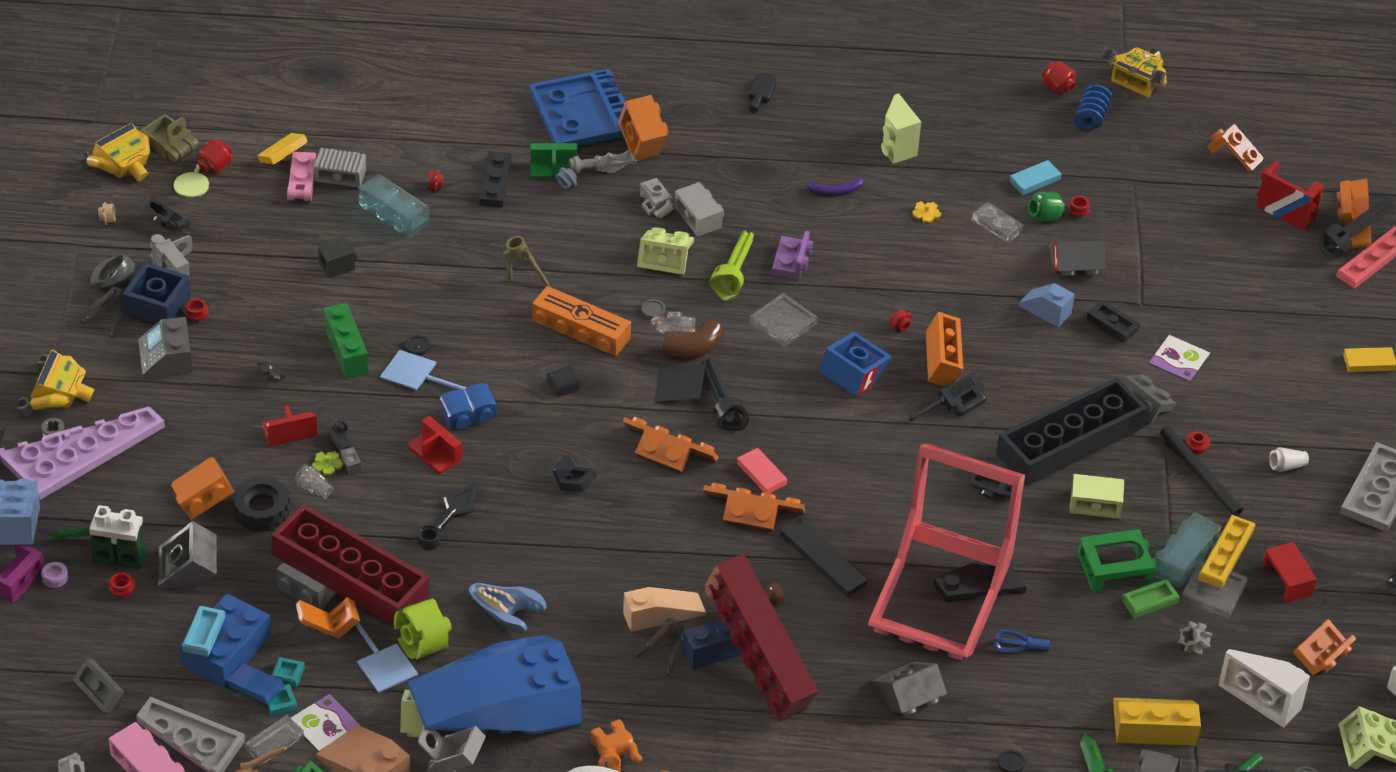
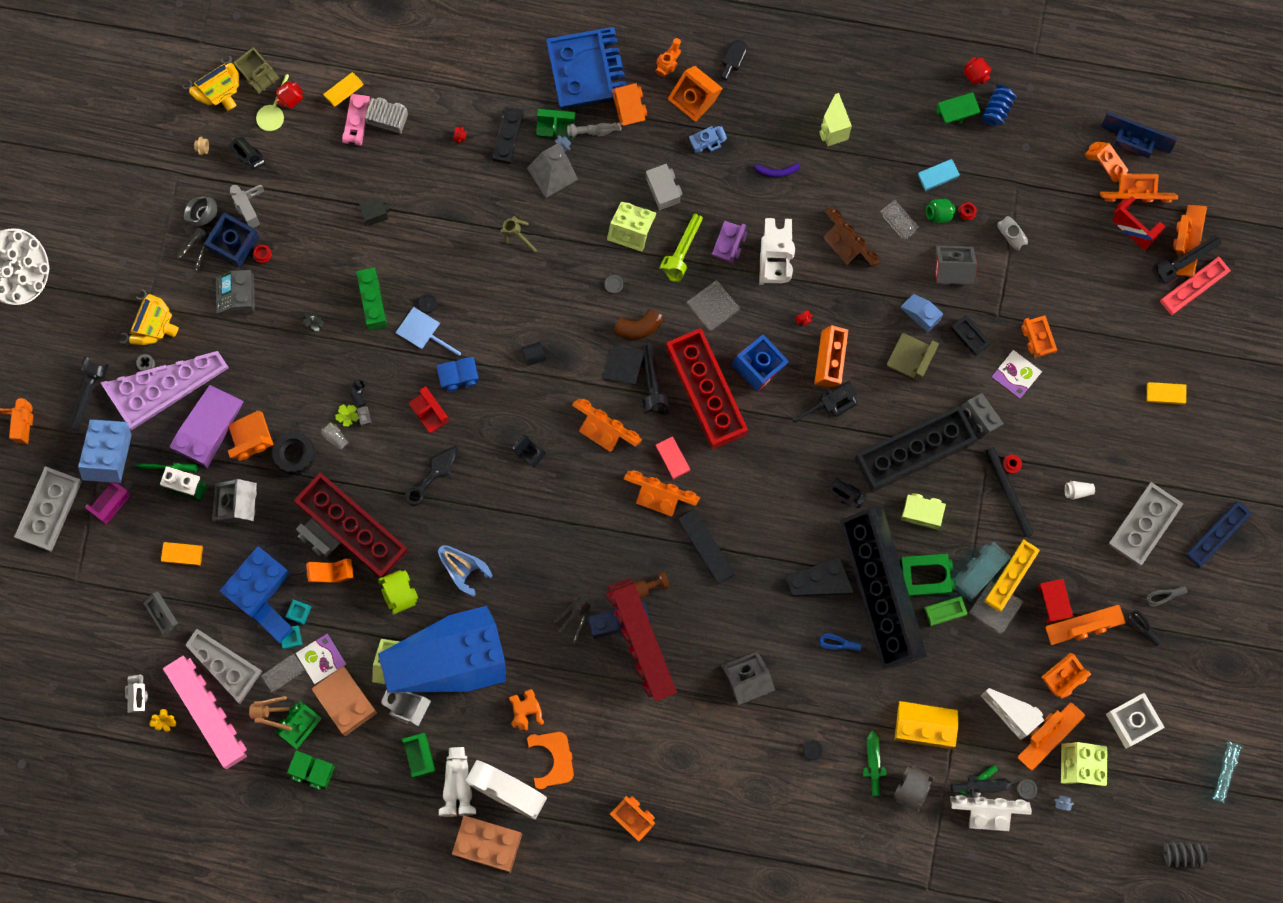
camera: 10 degrees right, 30 degrees up
(54, 574) = (137, 502): lavender tile -> none
(120, 623) = (182, 554): none -> light orange tile
(121, 585) = (185, 513): red plate -> none
(142, 484) = (206, 426): none -> medium lavender slope
(203, 631) = (236, 584): medium azure tile -> none
(290, 428) = (322, 379): red panel -> none
(385, 667) = (371, 612): light blue piece -> none
(393, 205) = (423, 160): clear light blue brick -> none
(557, 204) = (552, 171): none -> flat silver slope
(581, 321) = (555, 296): orange brick -> none
(653, 606) = (578, 583): light nougat slope -> none
(655, 197) = (632, 170): light grey piece -> none
(674, 323) = (625, 310): clear piece -> none
(683, 93) = (666, 61): none -> orange piece
(720, 121) = (694, 93): none -> orange slope
(744, 163) = (707, 138): none -> medium blue piece
(793, 393) = (706, 389): none -> red brick
(853, 248) = (776, 244): none -> white piece
(927, 212) = (844, 202): yellow plant -> none
(937, 246) = (846, 242): none -> reddish brown bracket
(950, 542) = (811, 550): coral window -> none
(1043, 111) = (958, 108): none -> green panel
(1046, 347) = (912, 356): none -> olive bracket
(1068, 573) = (883, 588): none -> black brick
(1137, 69) = (1045, 67): torso -> none
(1140, 221) = (1012, 233): none -> light grey piece
(1195, 637) = (970, 657): light grey gear -> none
(1197, 315) = (1039, 336): none -> orange bracket
(1266, 122) = (1137, 137): none -> dark blue bracket
(1289, 169) = (1140, 187): none -> orange bracket
(1320, 710) = (1047, 737): none -> orange bracket
(1334, 595) = (1081, 626): none -> orange bracket

